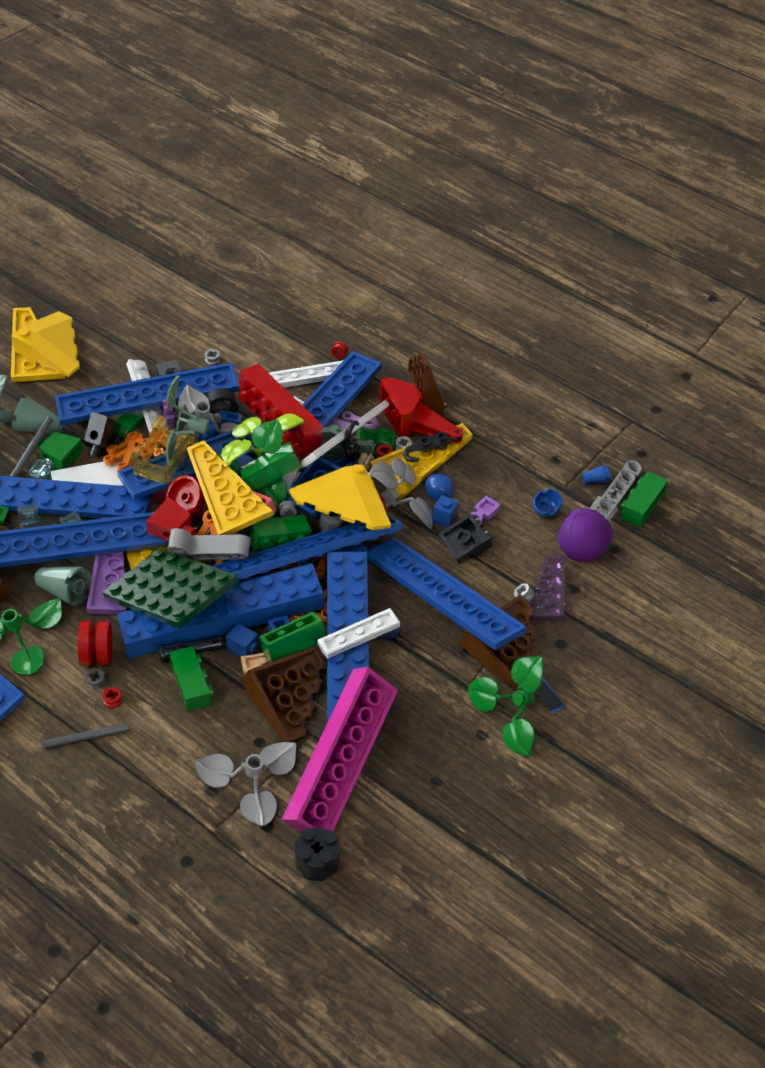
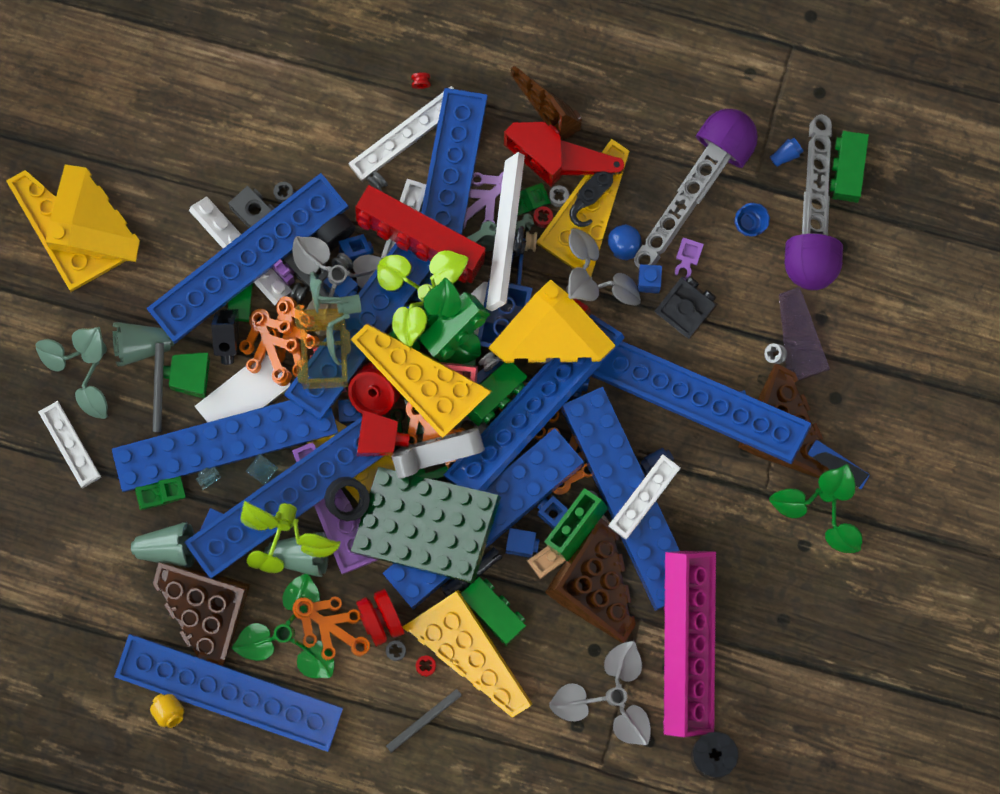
camera: 25 degrees left, 30 degrees up
(41, 468) = (183, 407): clear light blue plate -> none
(42, 620) = (328, 626): none -> orange plant
(73, 560) = (285, 519): none -> lime plant
(121, 539) = (359, 510): none -> black tyre
(151, 691) = (463, 644): none -> yellow wing
(212, 357) = (278, 145): light grey bush -> none
(550, 443) = (727, 138): none -> piece

